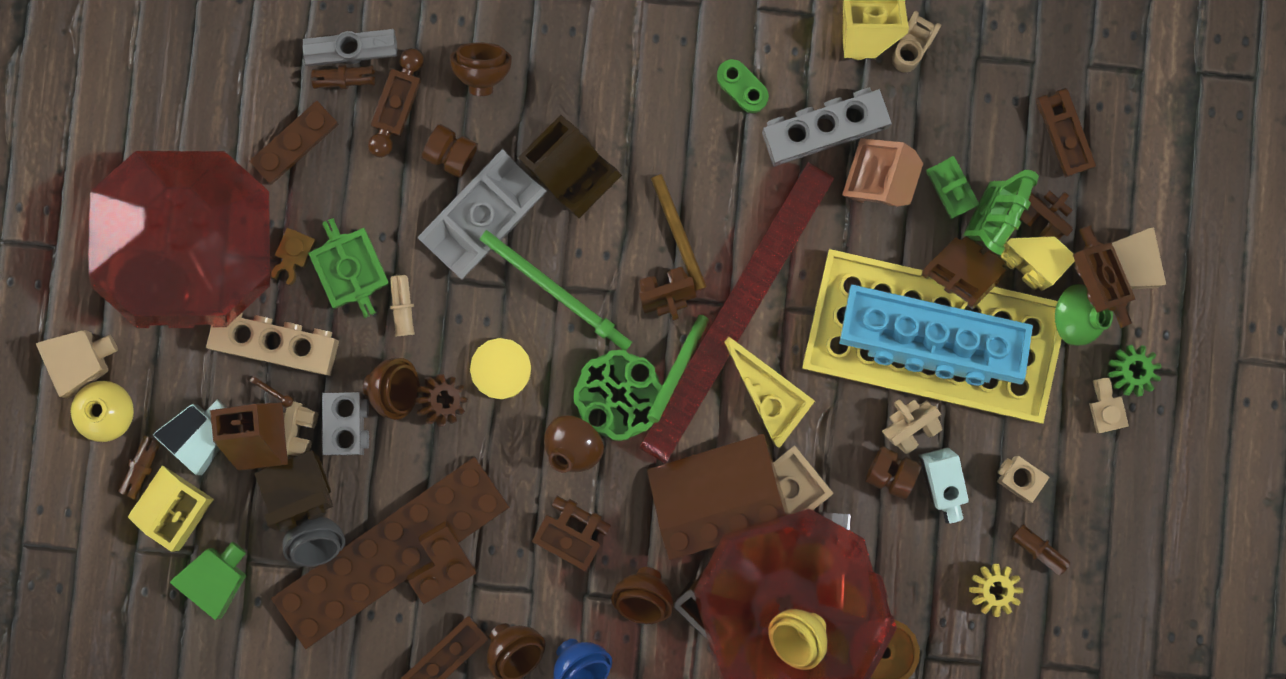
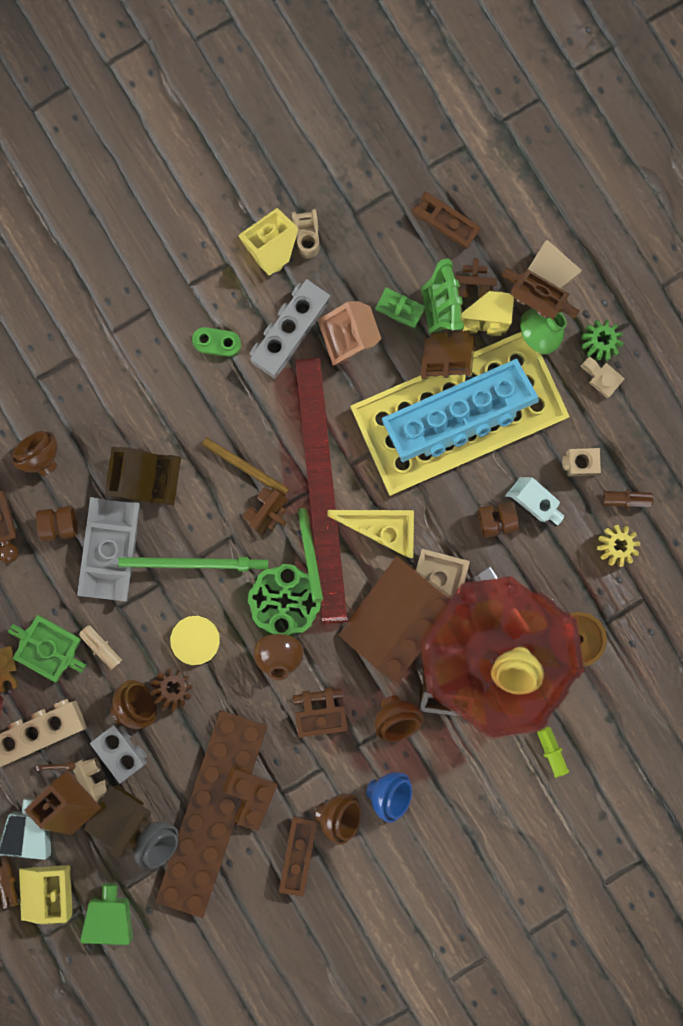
camera: 40 degrees left, 0 degrees up
(909, 420) = (483, 478): tan hips -> none

